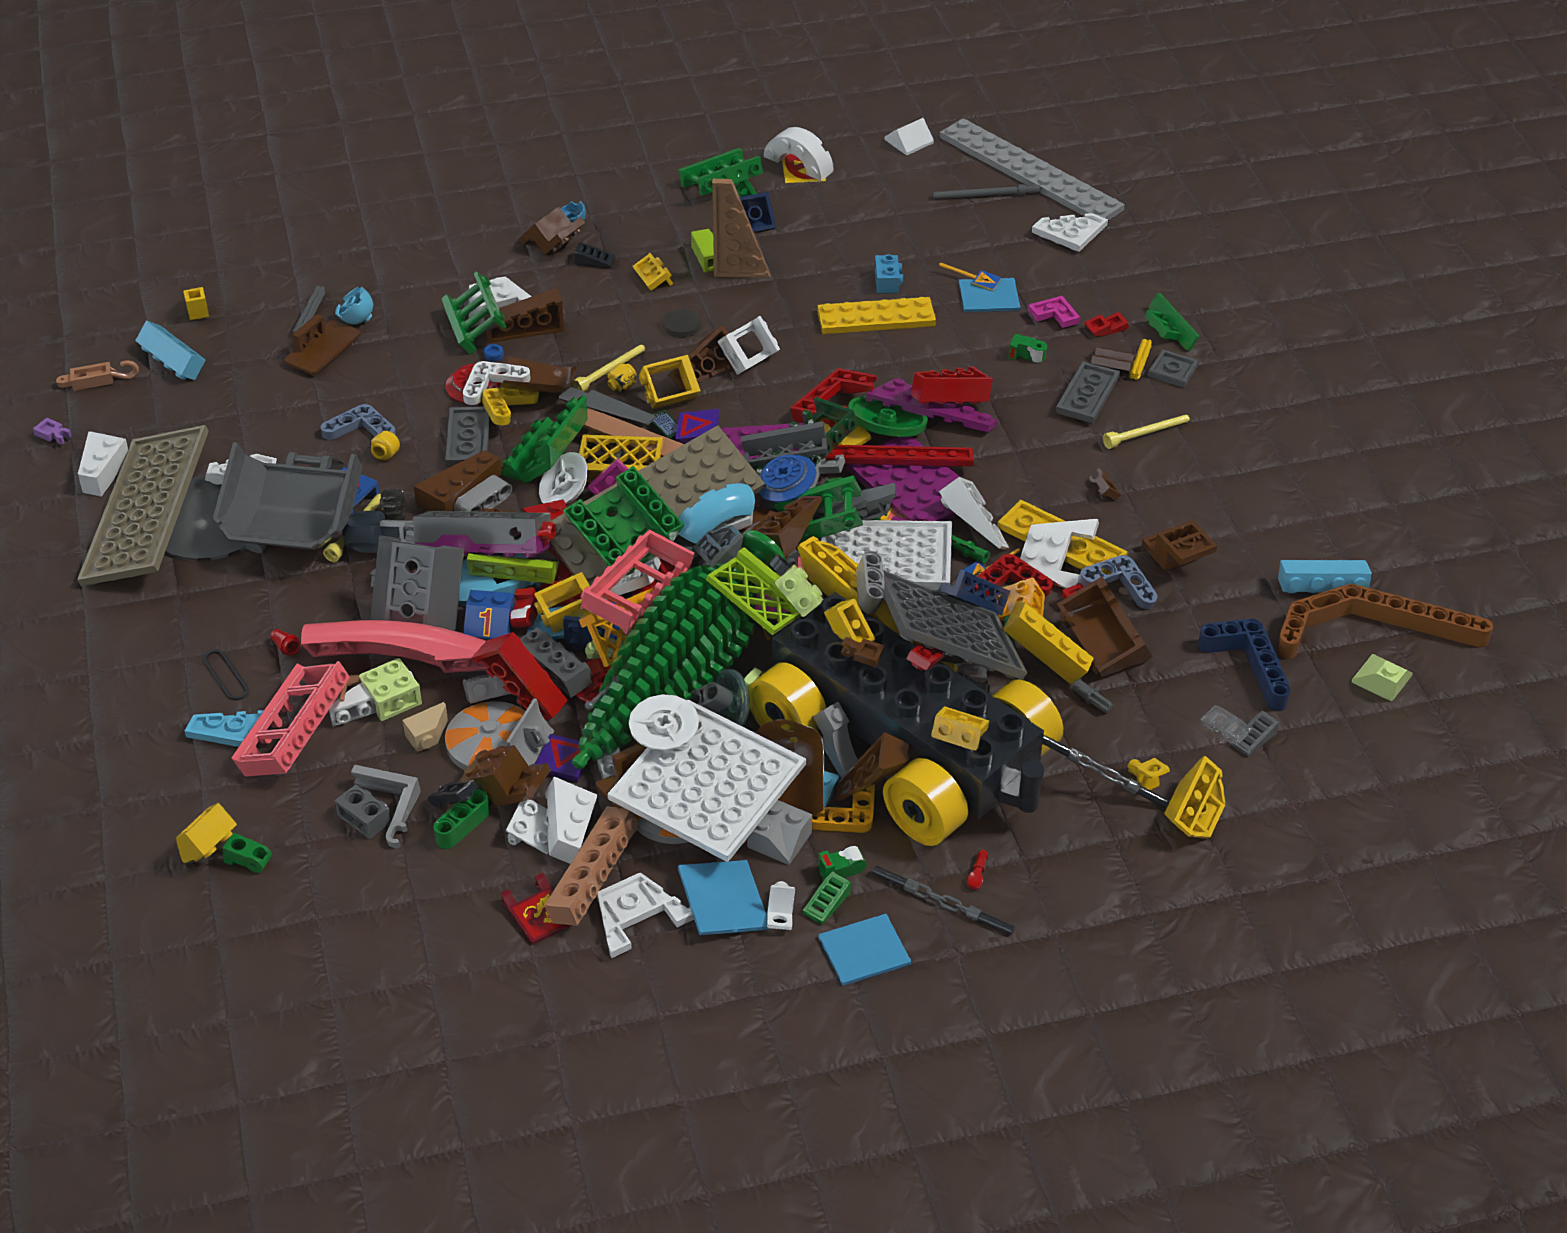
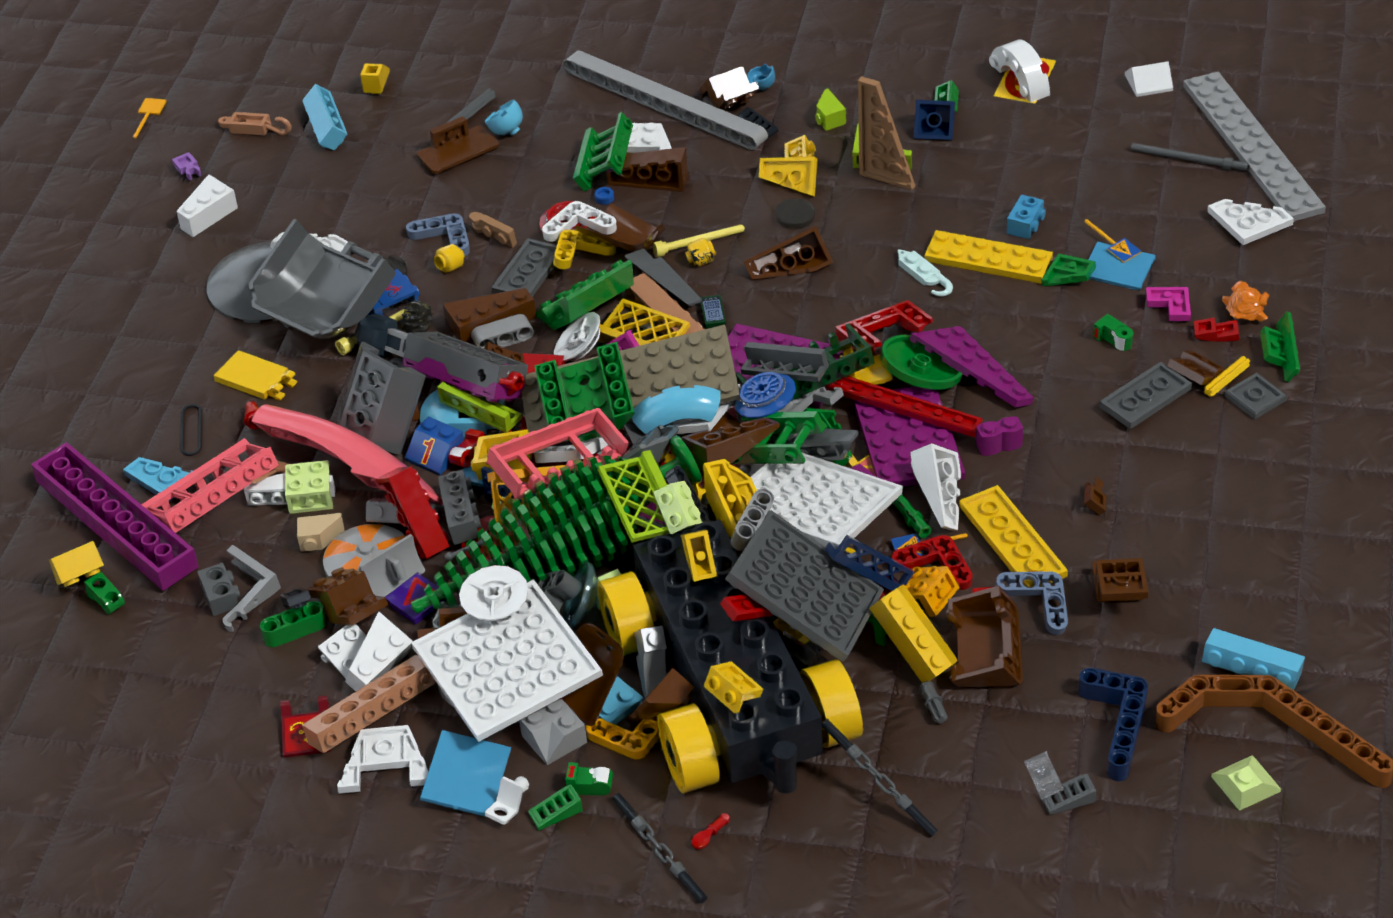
camera: 30 degrees right, 0 degrees up
(143, 506) = (214, 255): dark tan plate -> none
(208, 776) = (115, 516): none -> magenta brick
(260, 605) = (255, 376): none -> yellow tile
(409, 408) = (492, 228): none -> medium nougat hinge
(494, 255) = (666, 100): none -> light grey beam
(655, 228) = (830, 111): none -> lime slope
(657, 289) = (790, 172): none -> yellow wing
(686, 371) = (746, 252): yellow window -> none
(695, 424) = (737, 319): dark purple tile -> none
(723, 166) = (929, 68): green fence -> none
(735, 353) = (818, 257): white window -> none
(829, 342) = (924, 271): none -> light aqua plate
(864, 652) = (697, 585): reddish brown plate -> none
(864, 949) = (559, 867): dark azure piece -> none
(952, 386) = (999, 349): red wedge -> none
(954, 308) = (1068, 270): none -> green wing
(993, 459) = (999, 436): none -> magenta brick
(1048, 546) = (990, 540): white wing -> none
(1112, 439) = (1138, 451): light yellow piece -> none
(1118, 295) = (1246, 302): none -> orange hair
(1147, 772) = (928, 796): yellow bracket -> none
(1198, 800) = (959, 841): yellow wedge -> none

